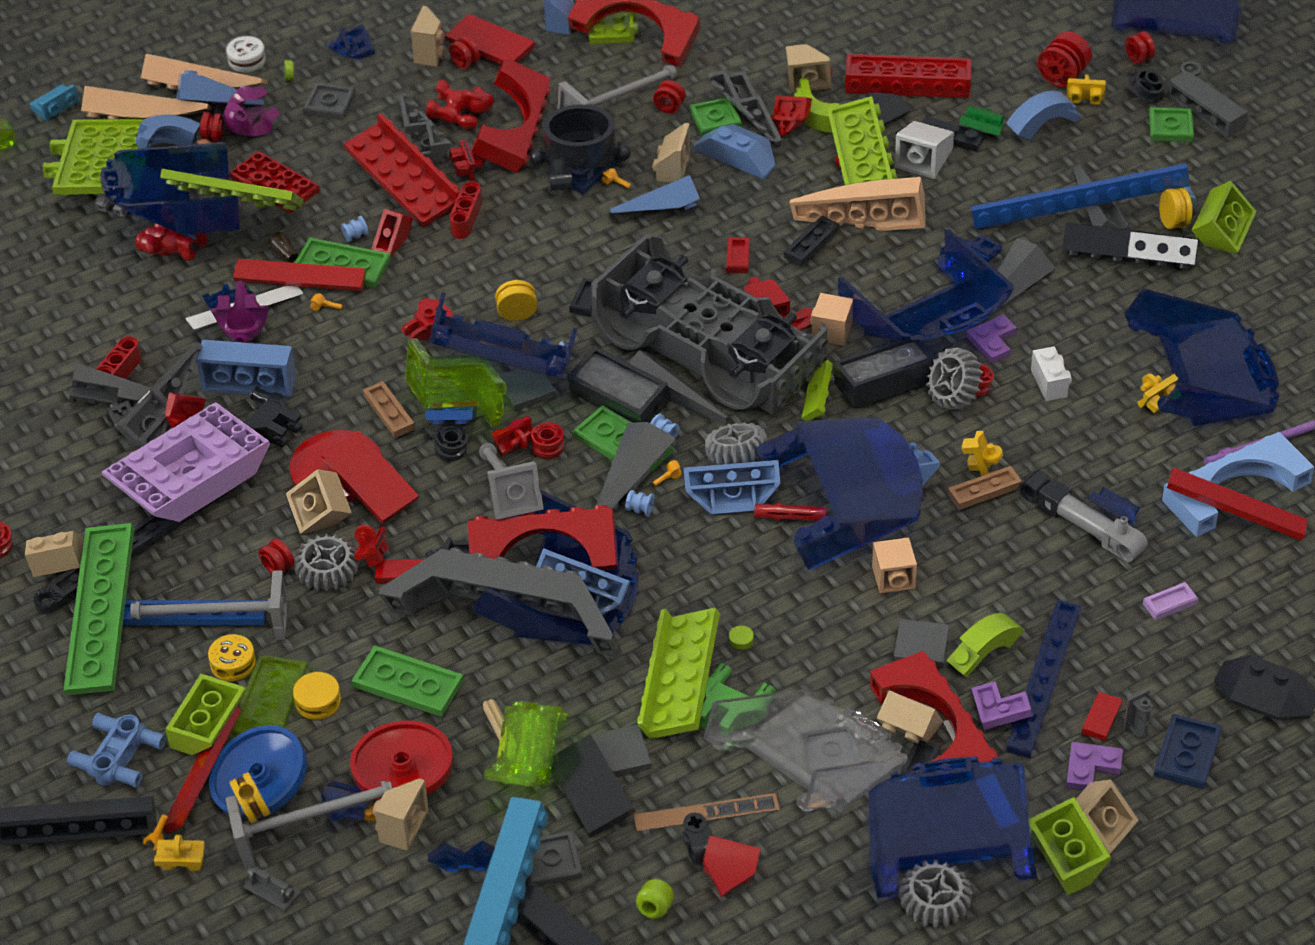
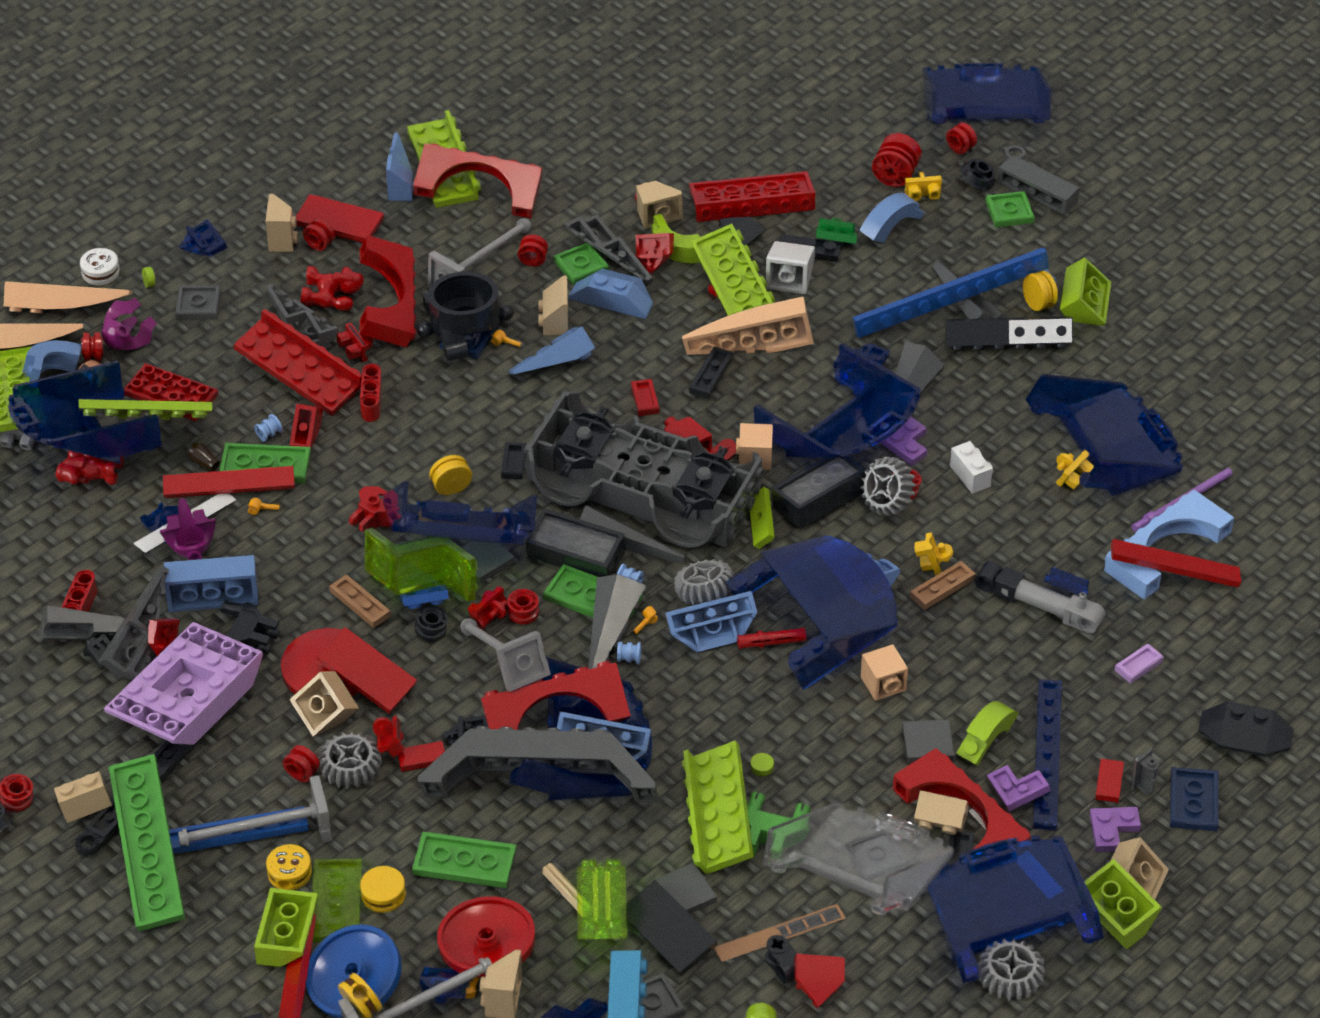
camera: 15 degrees left, 0 degrees up
(117, 750) = (208, 974): medium blue piece -> none
(203, 89) = (74, 309): medium blue wedge -> none

